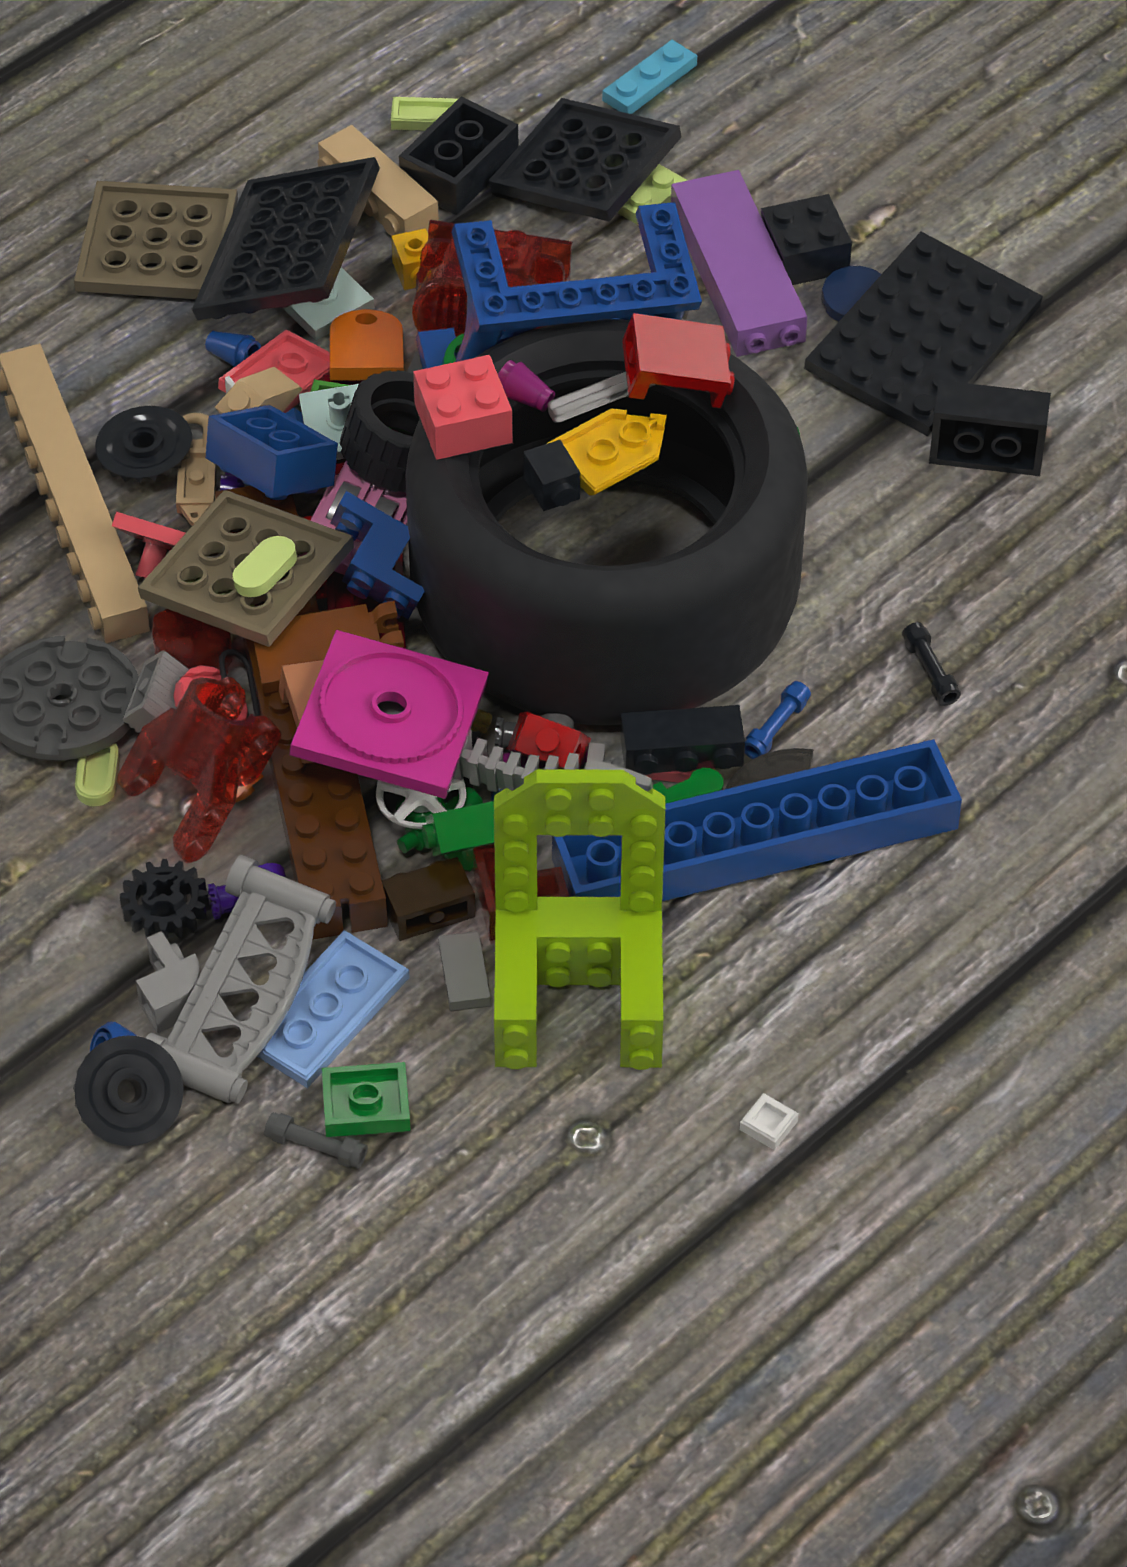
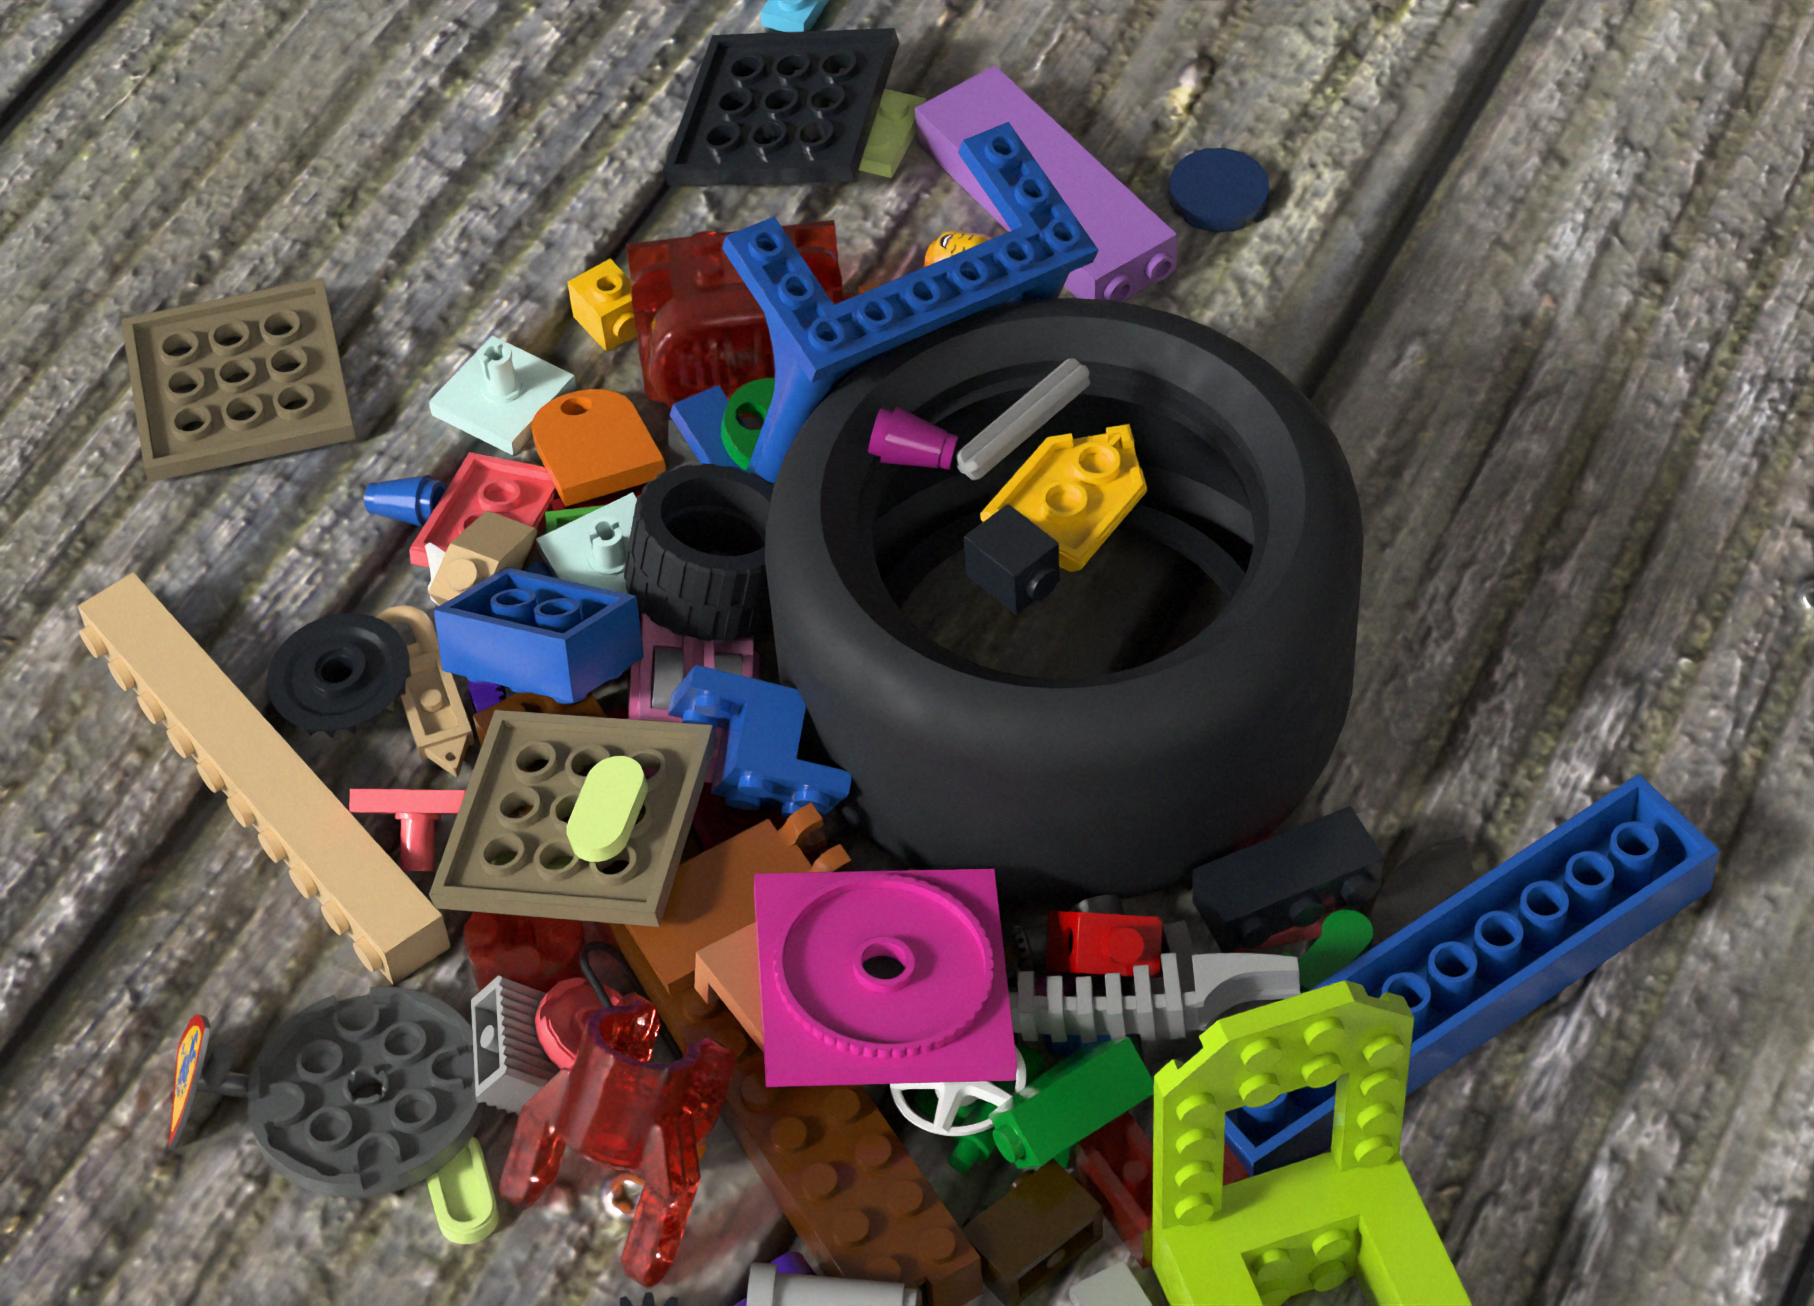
camera: 15 degrees left, 0 degrees up
(286, 239) = (428, 328): black plate -> none
(395, 196) = (513, 216): tan brick -> none
(417, 112) = (536, 106): yellowish green tile -> none
(460, 153) = (609, 148): black brick -> none
(463, 407) = (840, 496): coral brick -> none
(676, 356) = (1111, 336): panel -> none
(792, 700) = (1399, 775): blue bar -> none
(808, 237) = (1127, 127): black brick -> none
(921, 324) = (1329, 215): black plate -> none
(943, 686) = (1594, 692): black bar -> none
(989, 428) = (1489, 315): black brick -> none

